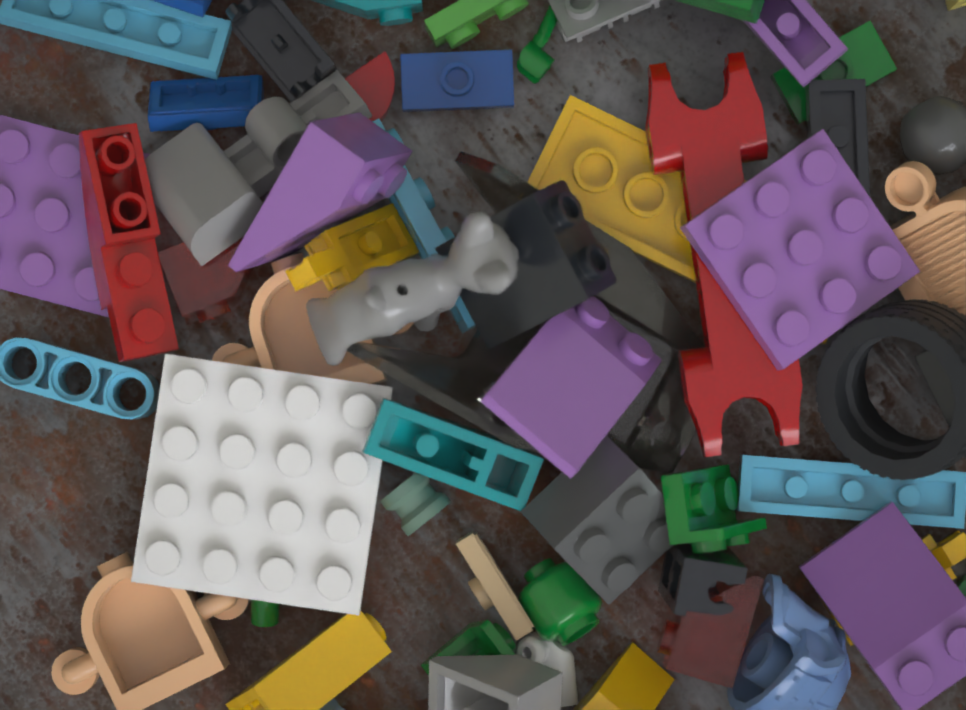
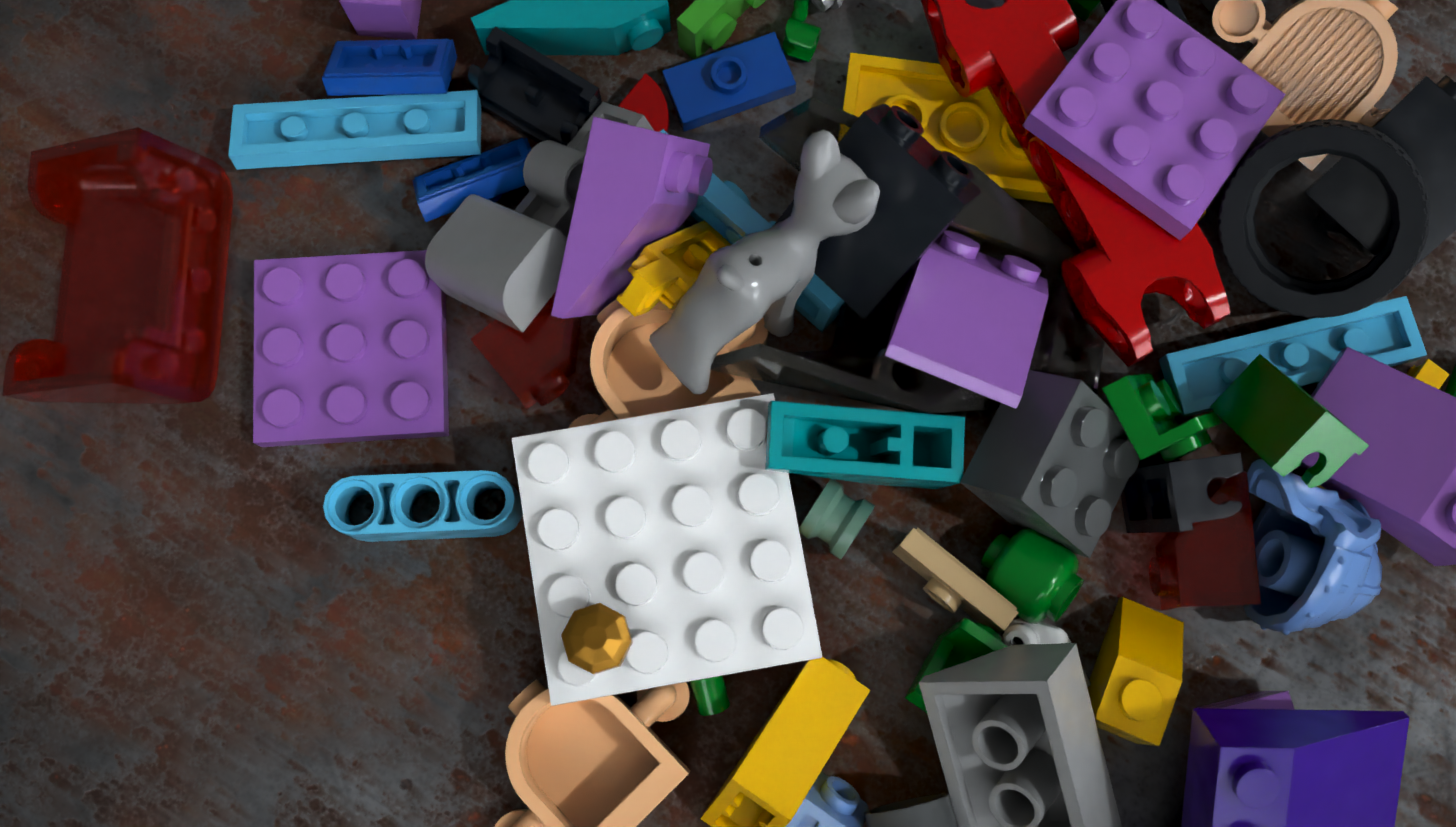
camera: 20 degrees left, 10 degrees down
(123, 243) = (429, 338): red slope -> none
(182, 544) = (597, 638): none -> pearl gold tile
(806, 550) = (1286, 423): none -> green hinge

